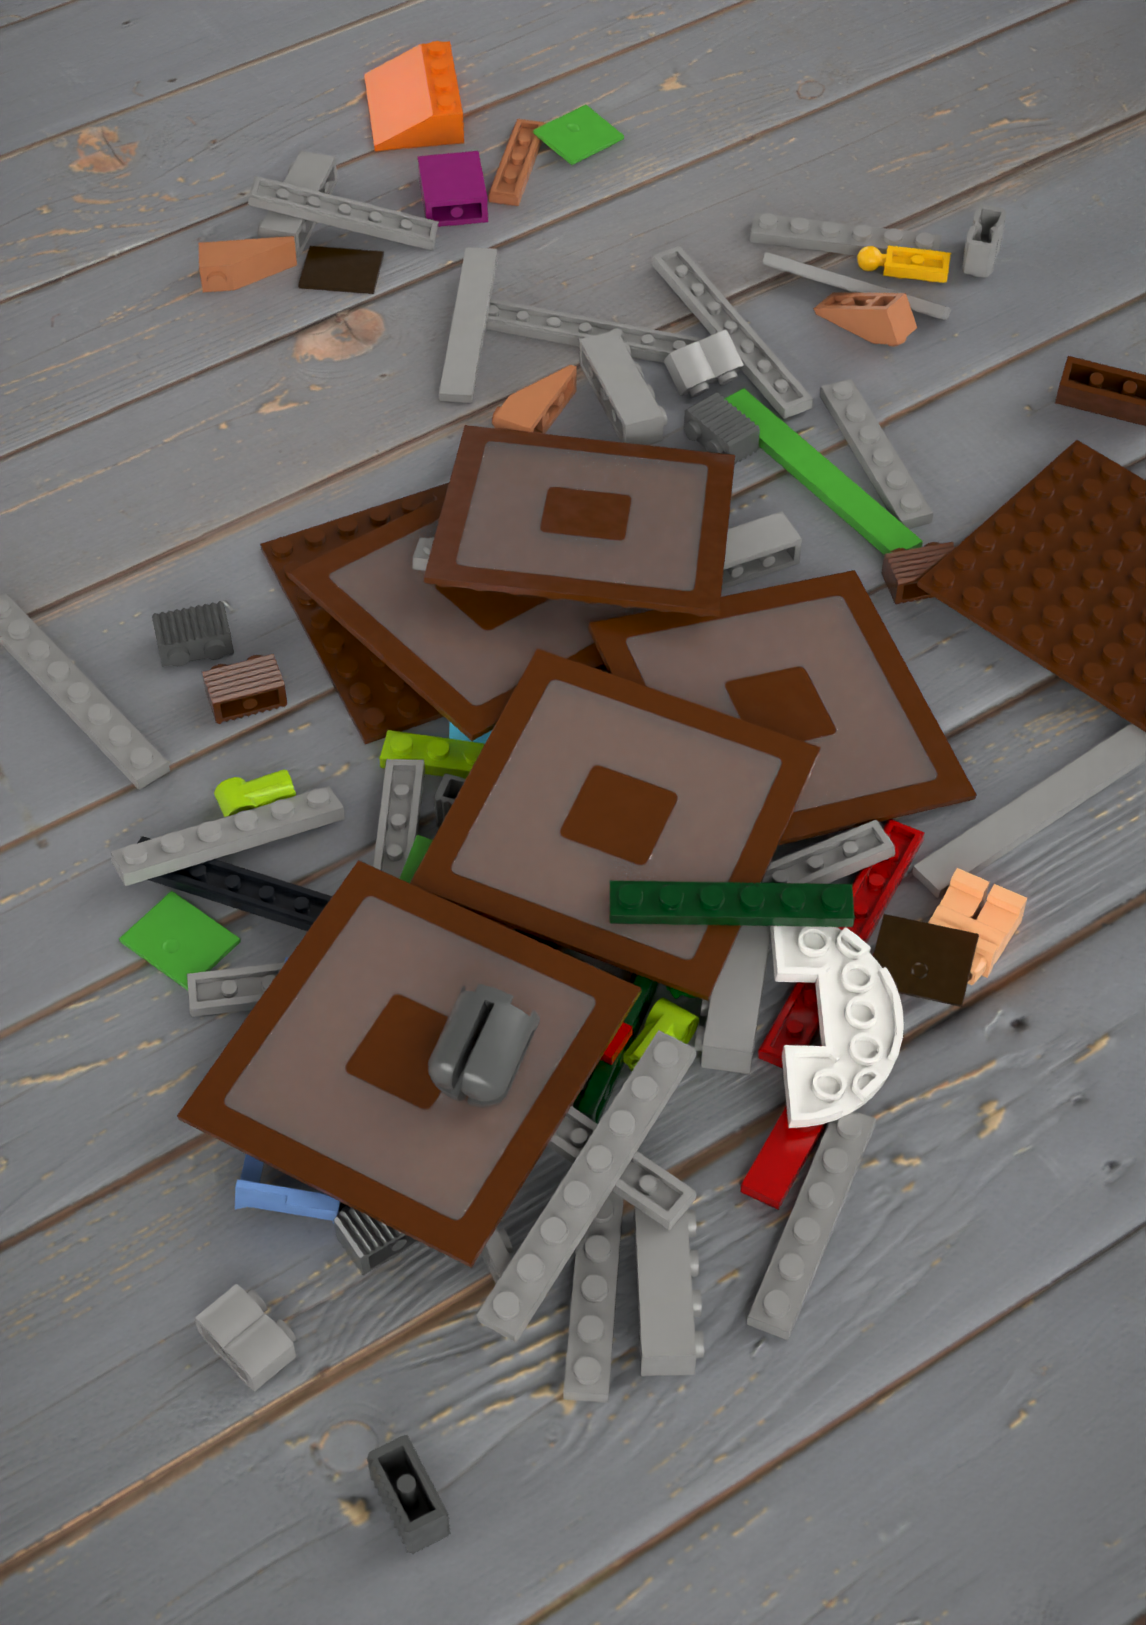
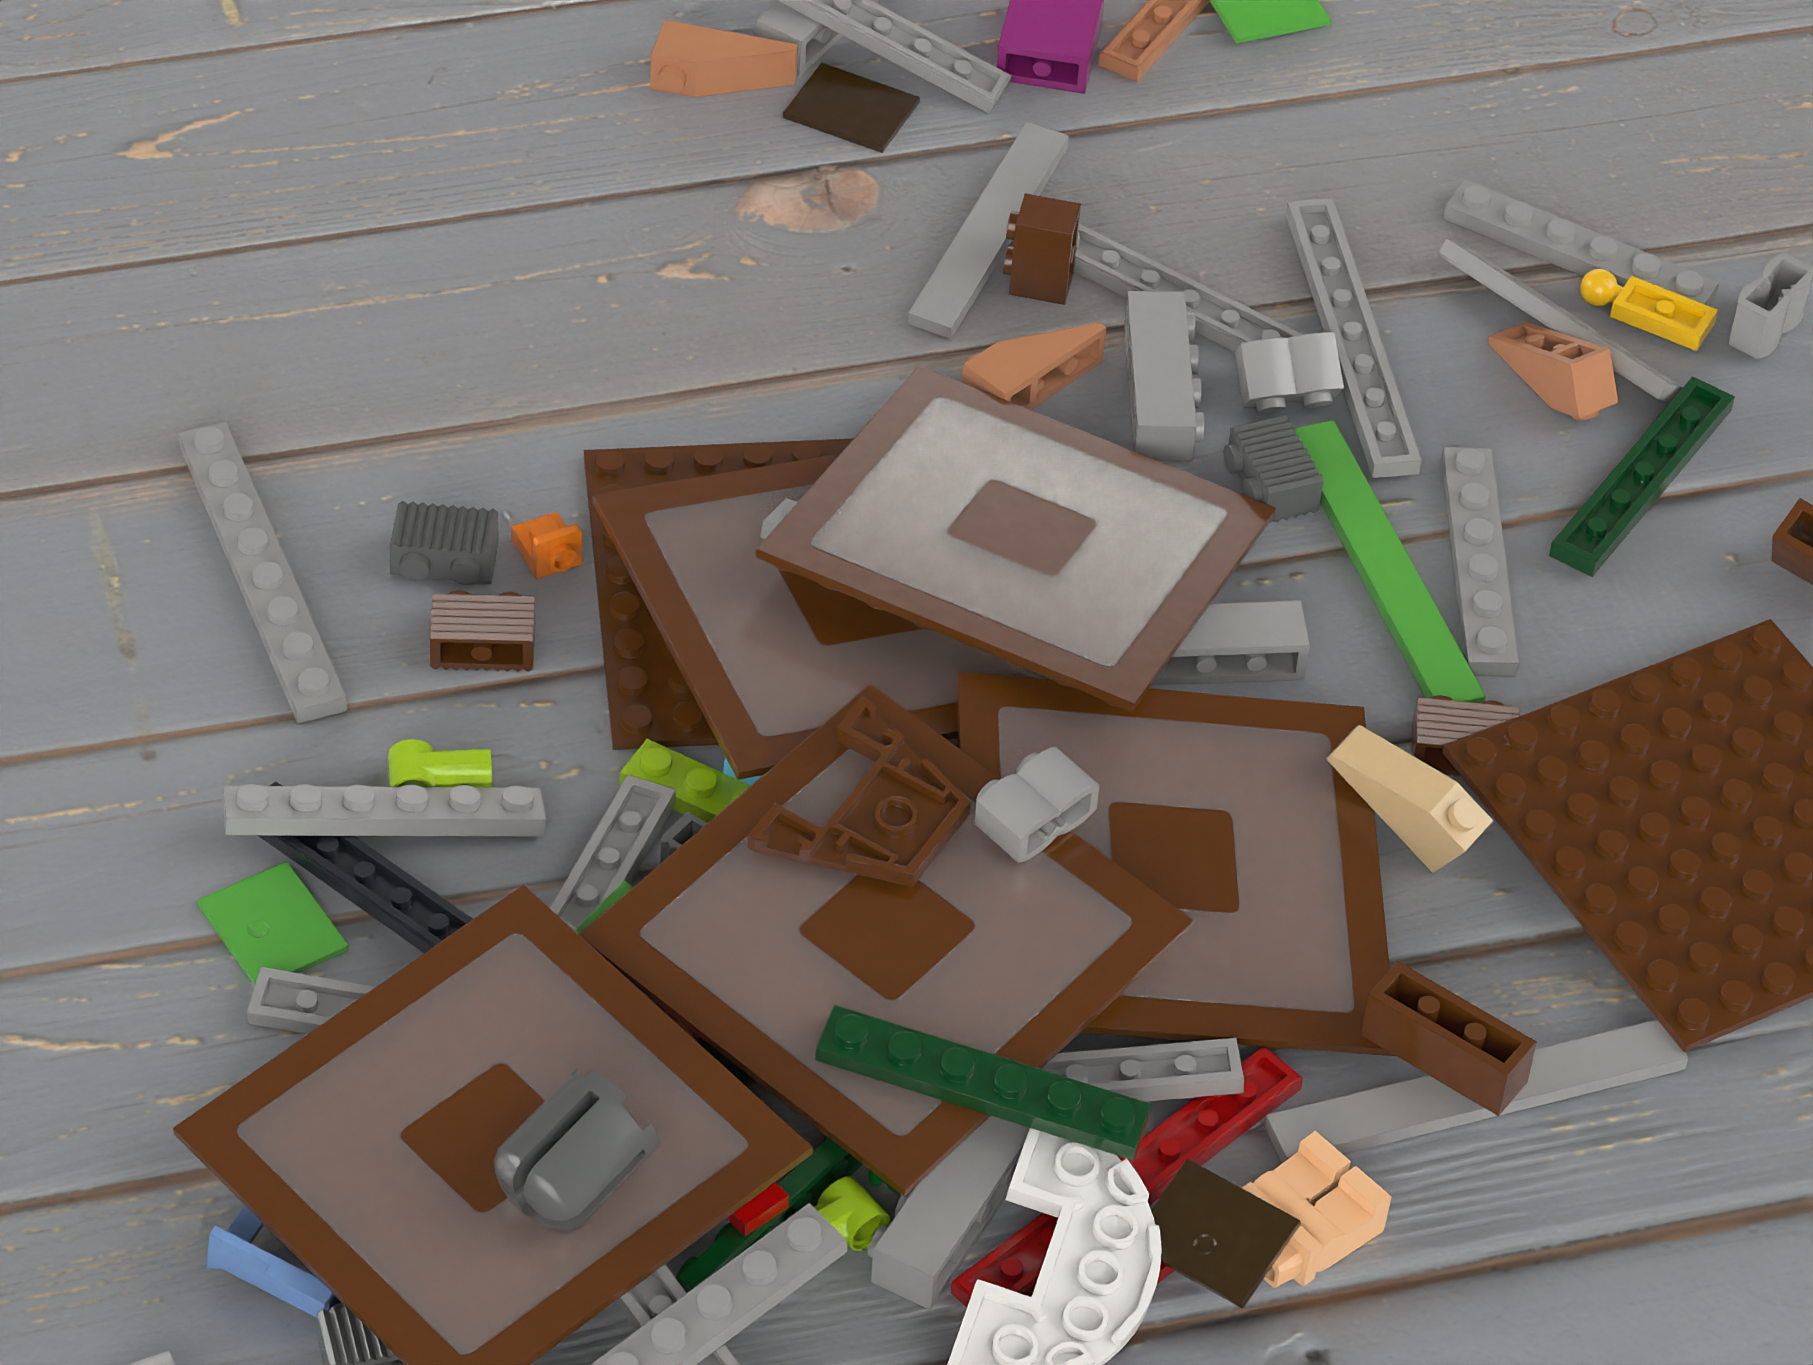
camera: 15 degrees right, 5 degrees down
(263, 615) = (548, 544): none -> orange bracket
(513, 326) = (1043, 248): none -> reddish brown brick
(593, 740) = (887, 824): none -> reddish brown wing
(686, 698) = (1036, 803): none -> light grey brick
(915, 621) = (1411, 797): none -> tan slope
(952, 371) = (1641, 476): none -> dark green plate
(1015, 777) = (1448, 1038): none -> reddish brown brick

